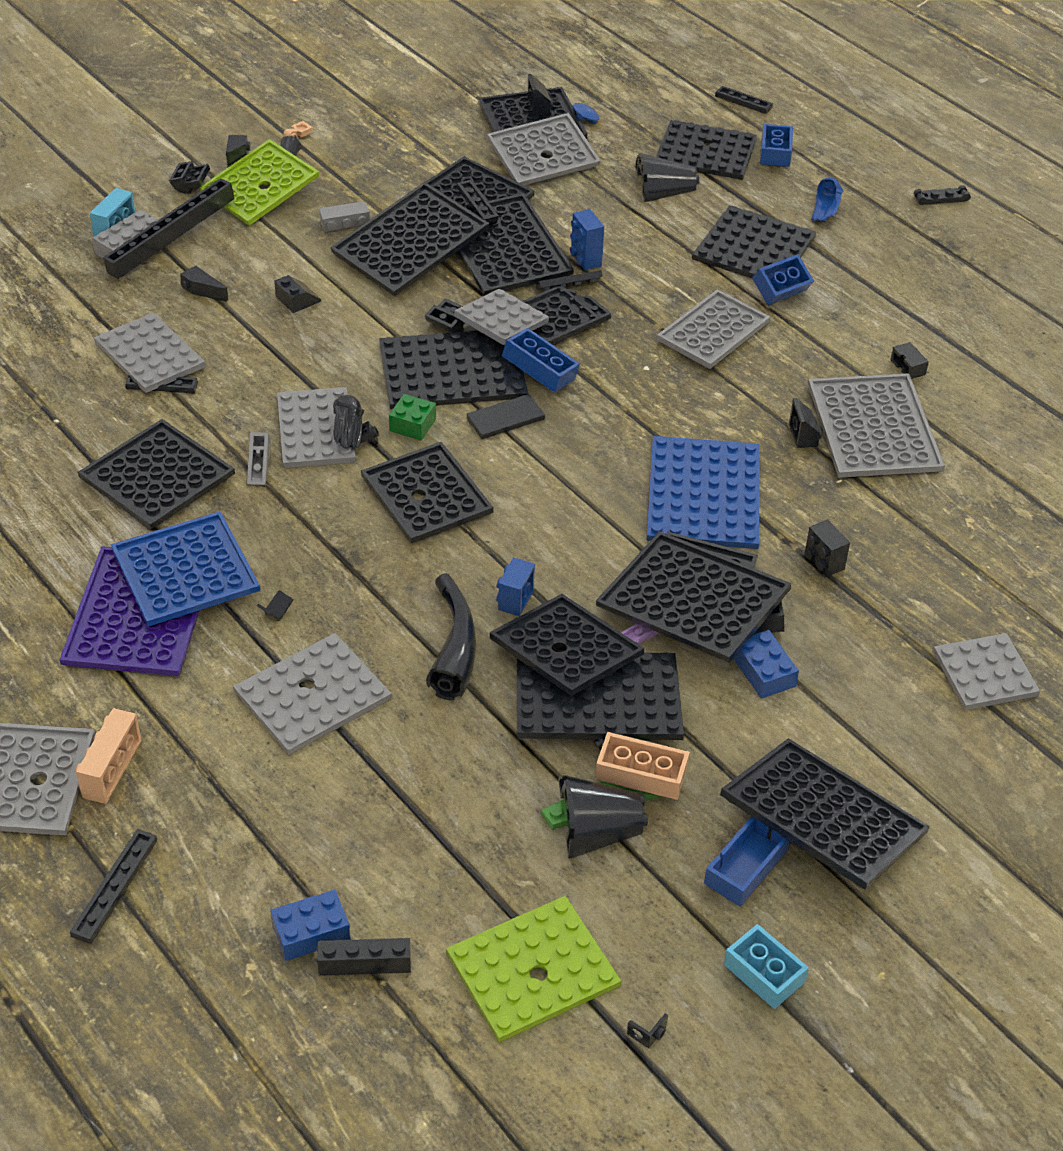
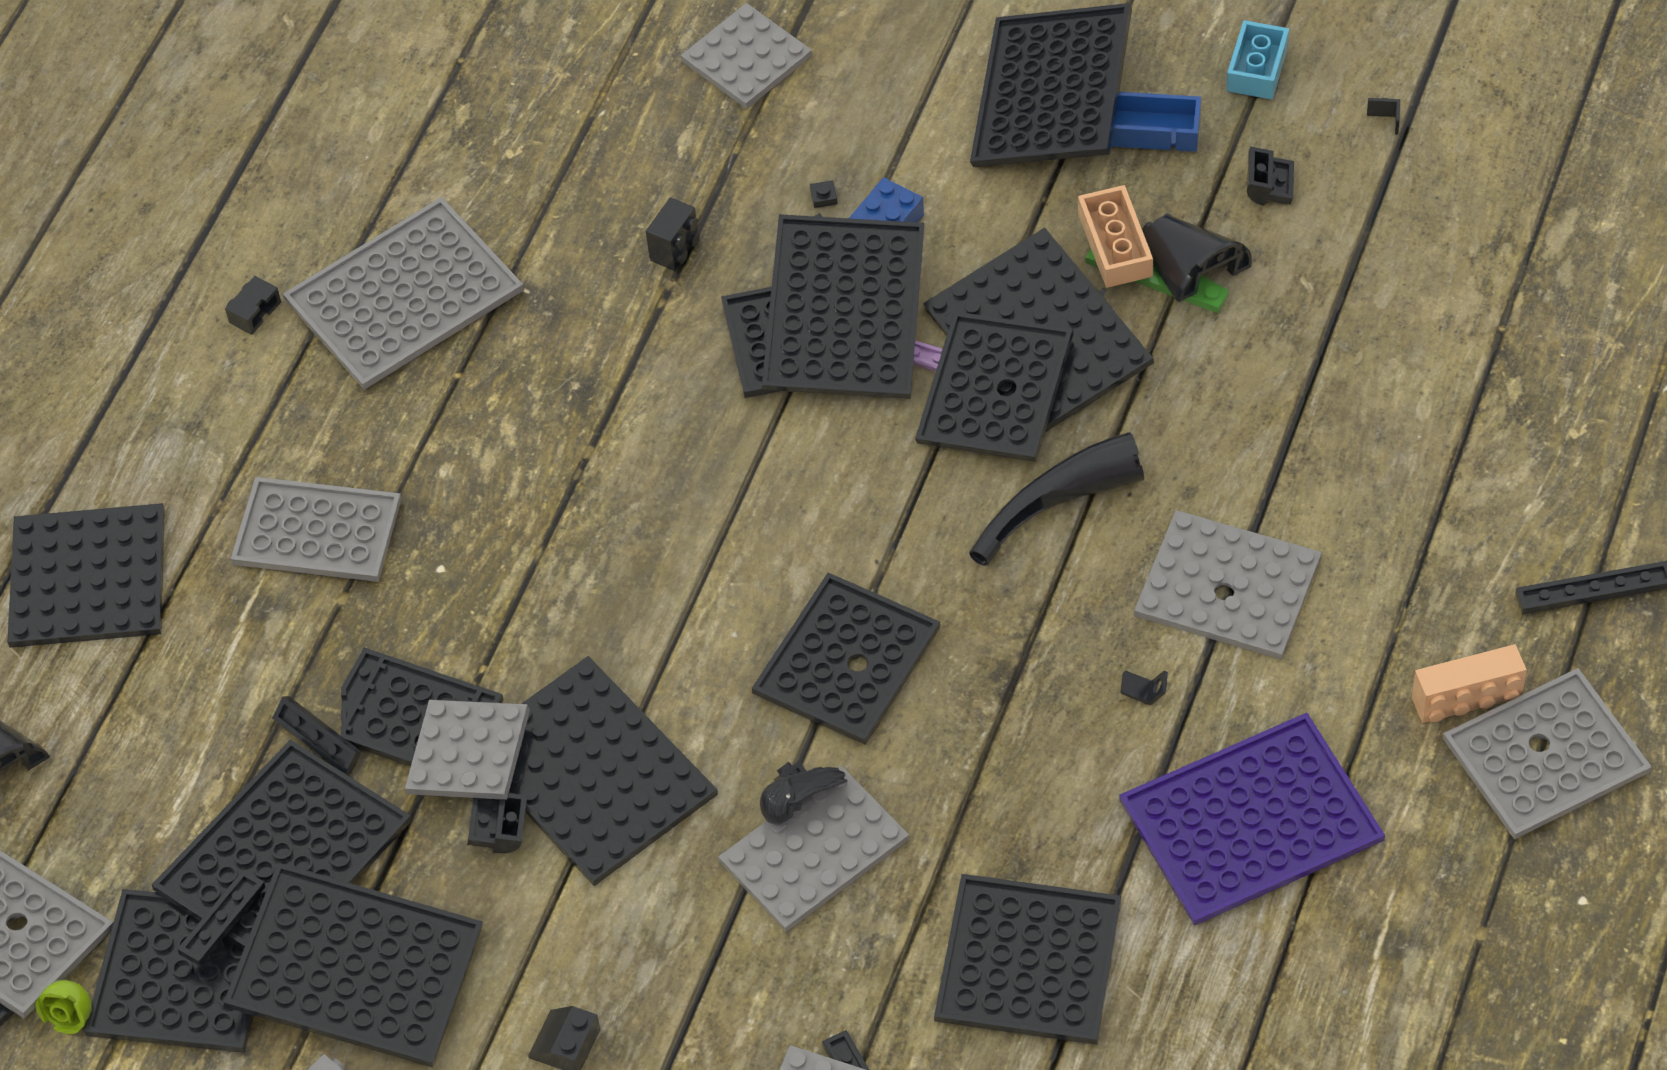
camera: 115 degrees left, 10 degrees up
(185, 568) = (1166, 800): blue plate -> none
(258, 458) = (921, 861): light grey slope -> none
(309, 921) = (1501, 402): blue brick -> none
(364, 956) = (1497, 343): black brick -> none
(412, 417) = (728, 744): green brick -> none
(483, 152) = (65, 1006): none -> lime cylinder
(500, 960) = (1411, 254): lime plate -> none
(505, 416) = (647, 659): black tile -> none
(515, 586) = (946, 472): blue brick -> none
(540, 360) = (530, 656): blue brick -> none
(587, 239) = (234, 733): blue brick -> none
(639, 905) = (1269, 177): none -> black brick
(705, 490) = (639, 400): blue plate -> none
(783, 279) = (173, 487): blue brick -> none
(803, 425) = (464, 348): black slope -> none
(818, 651) = (823, 194): none -> black plate

